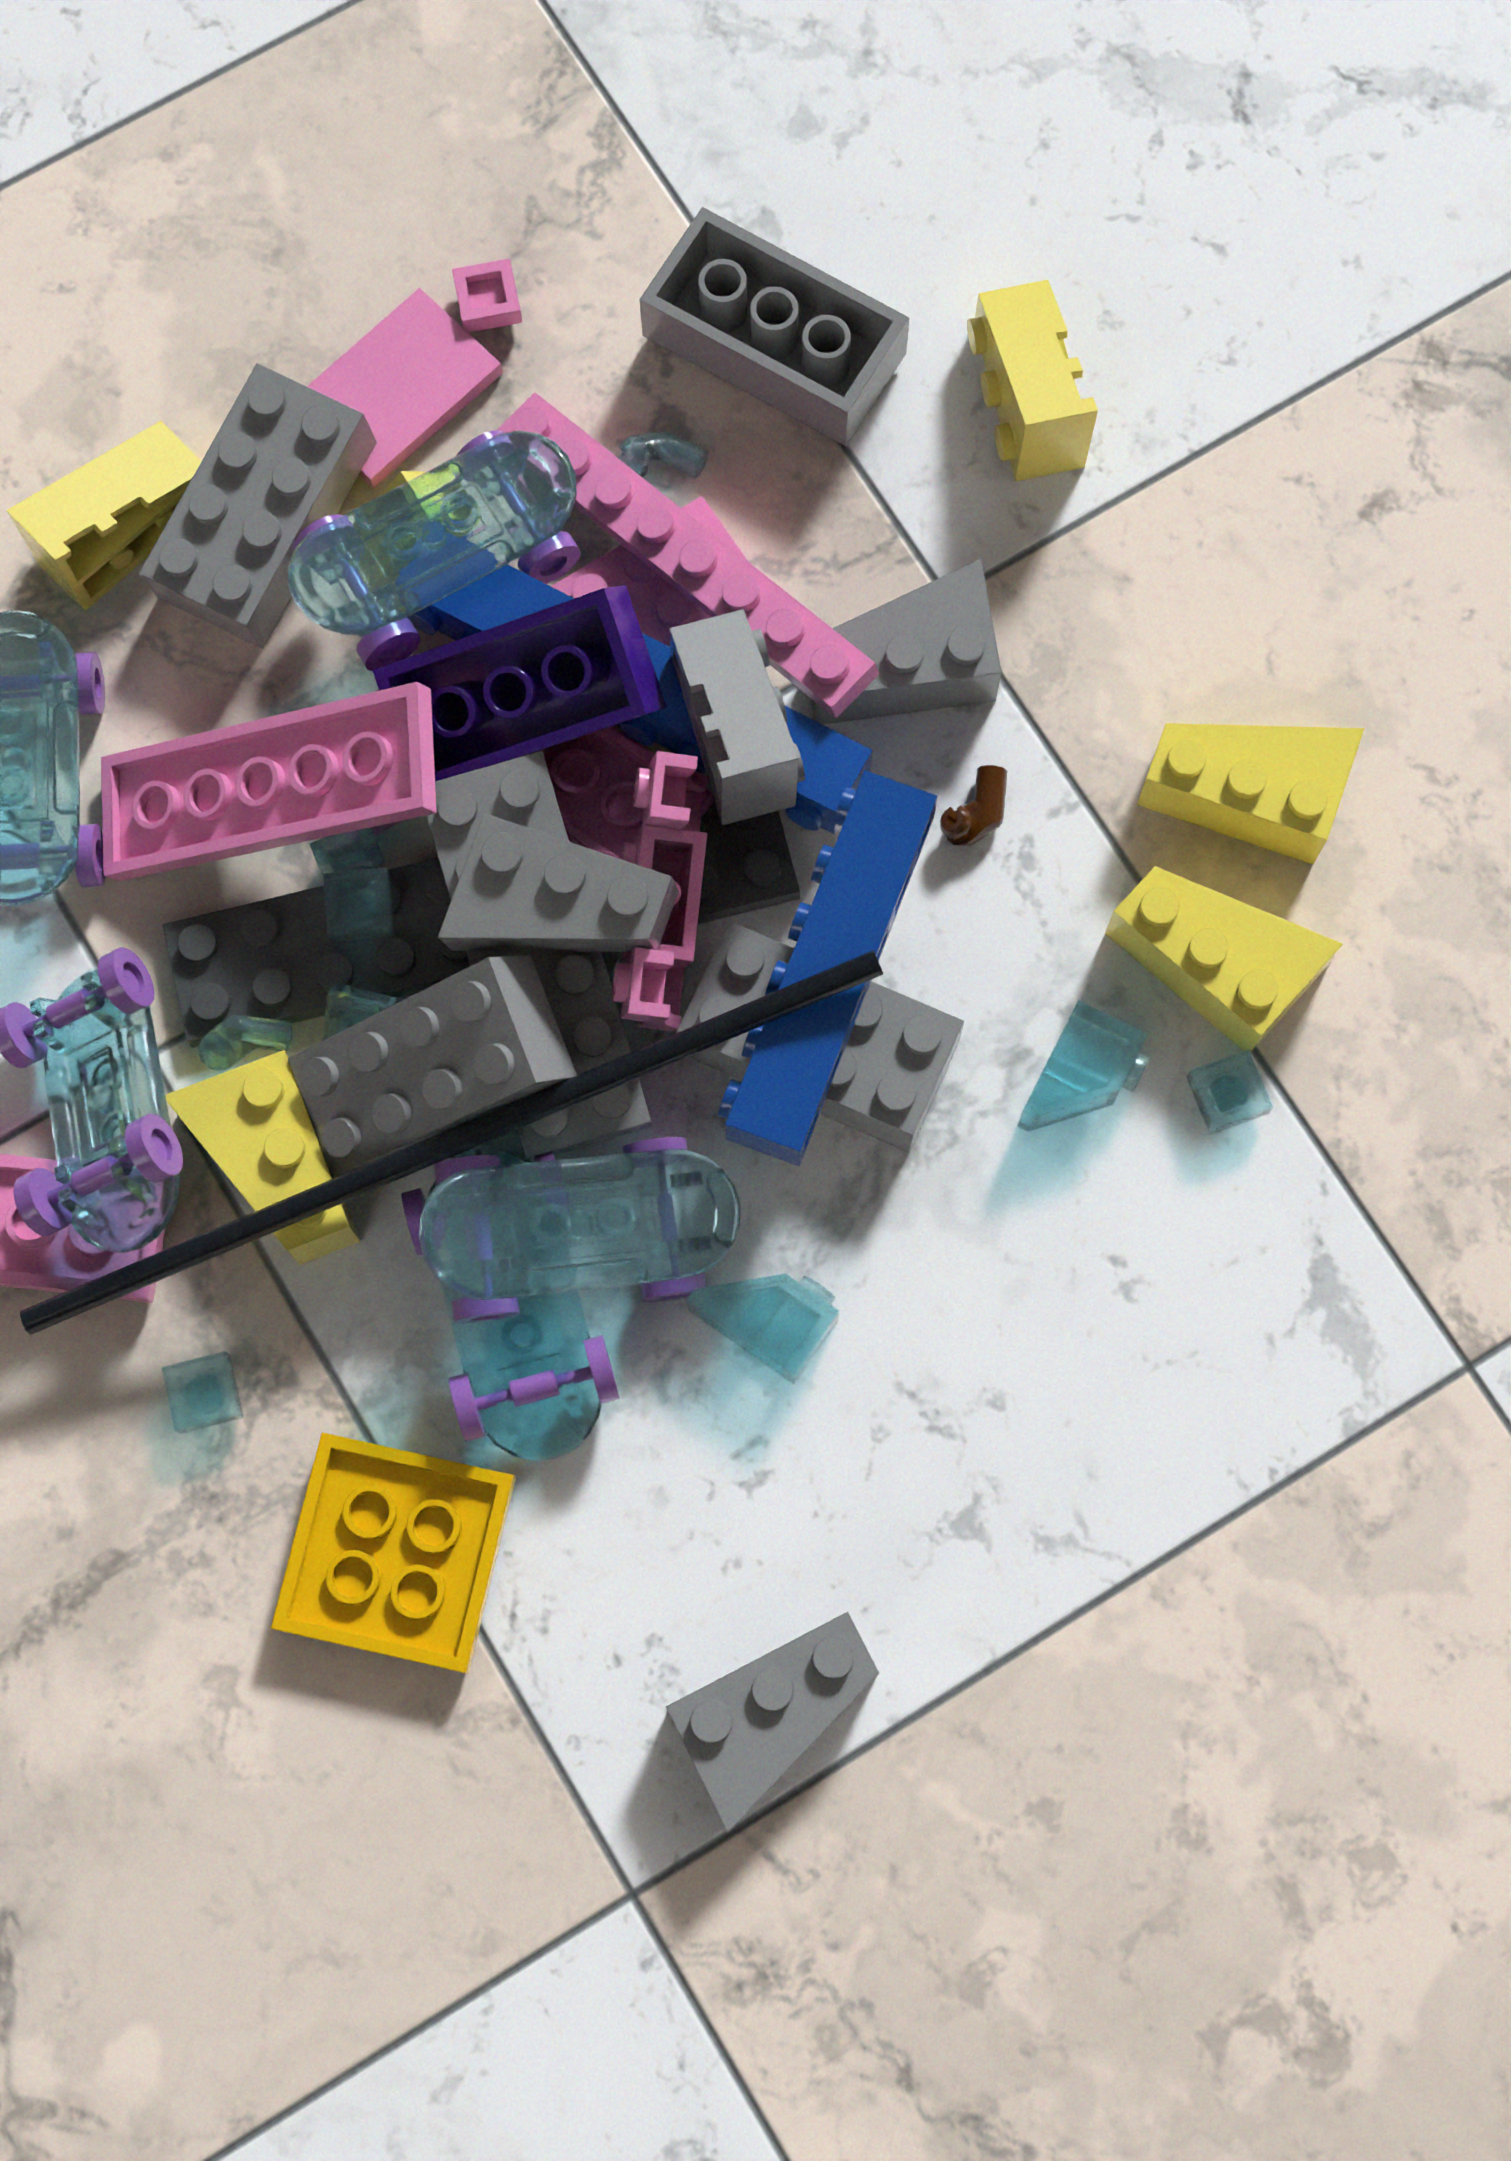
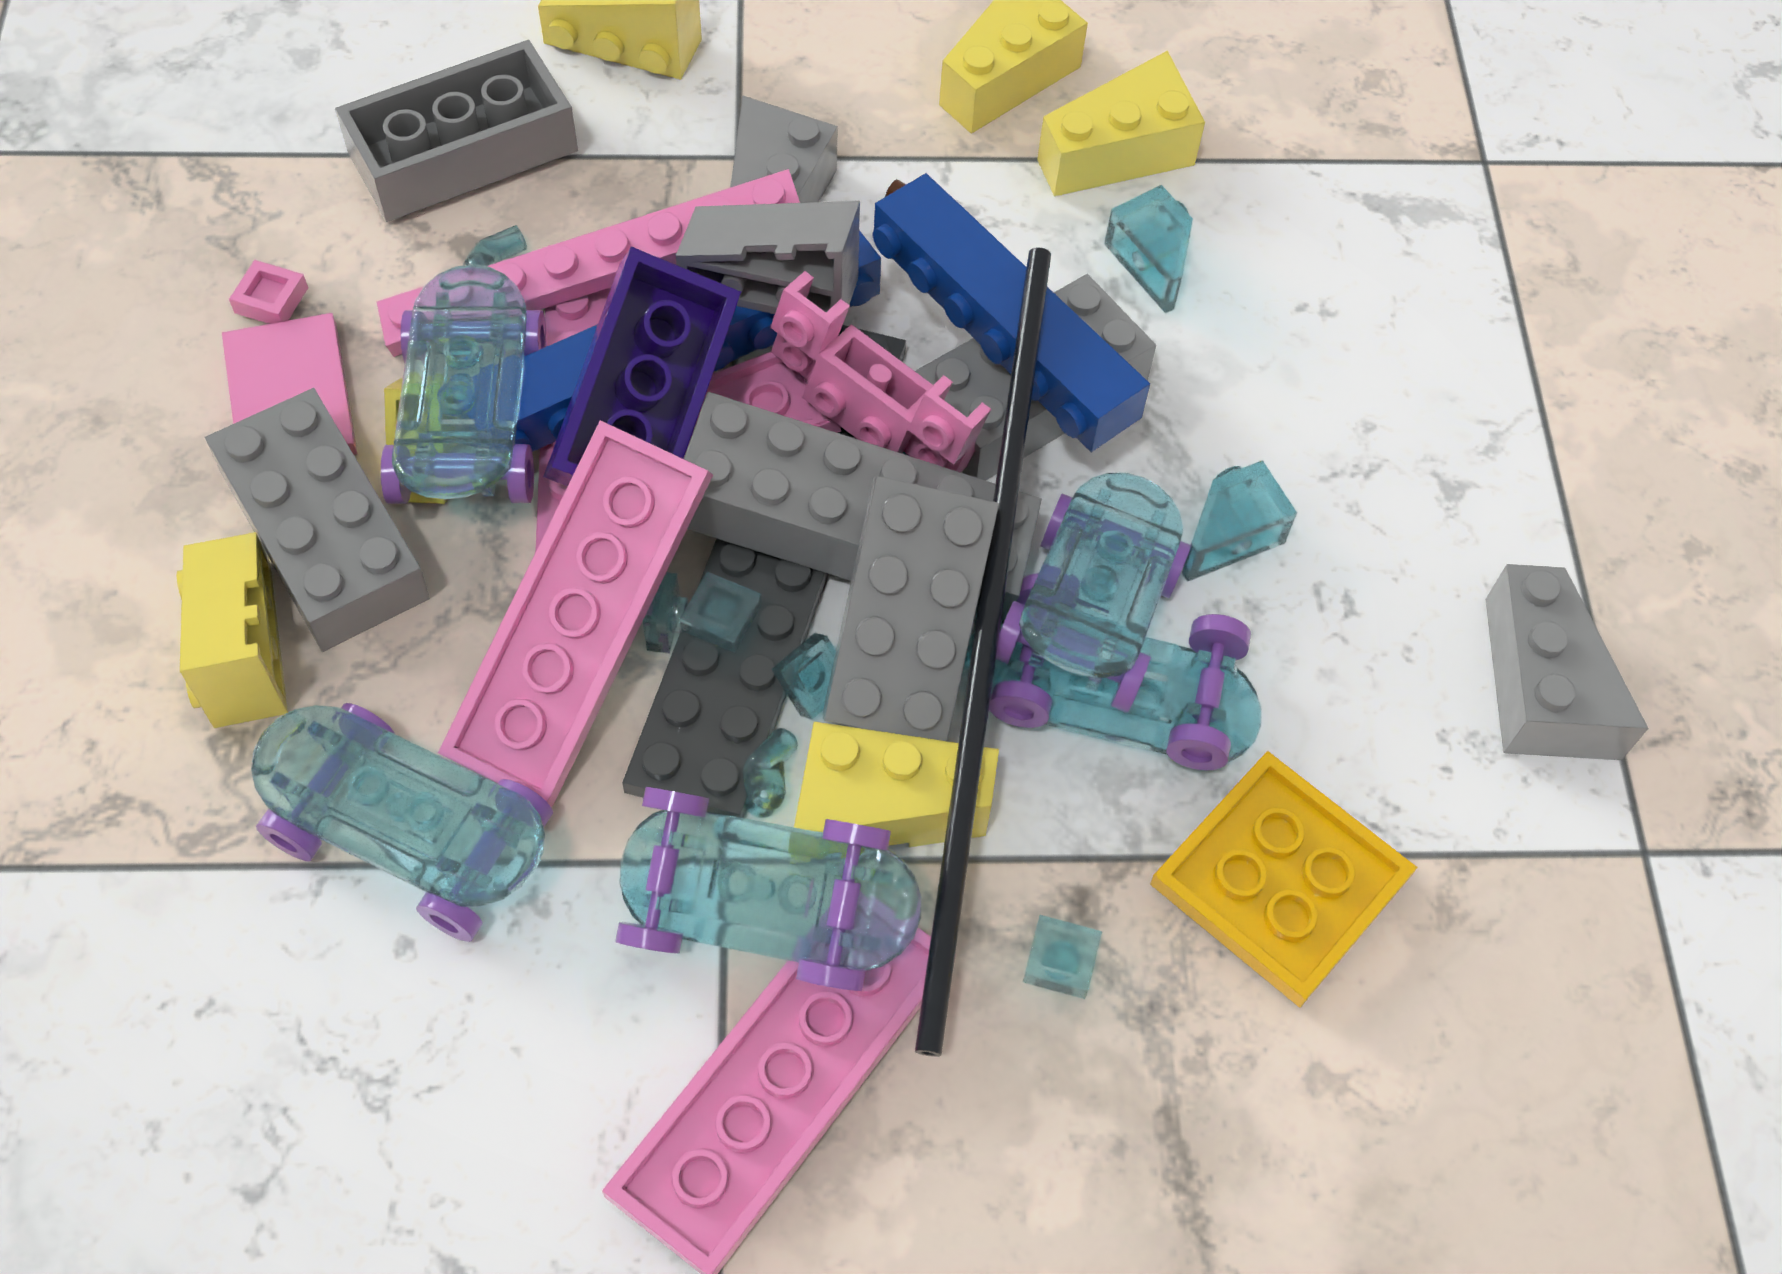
camera: 65 degrees left, 15 degrees down
(552, 894) = (841, 424): light grey wedge -> none
(1229, 1092) = (1222, 178): clear light blue plate -> none

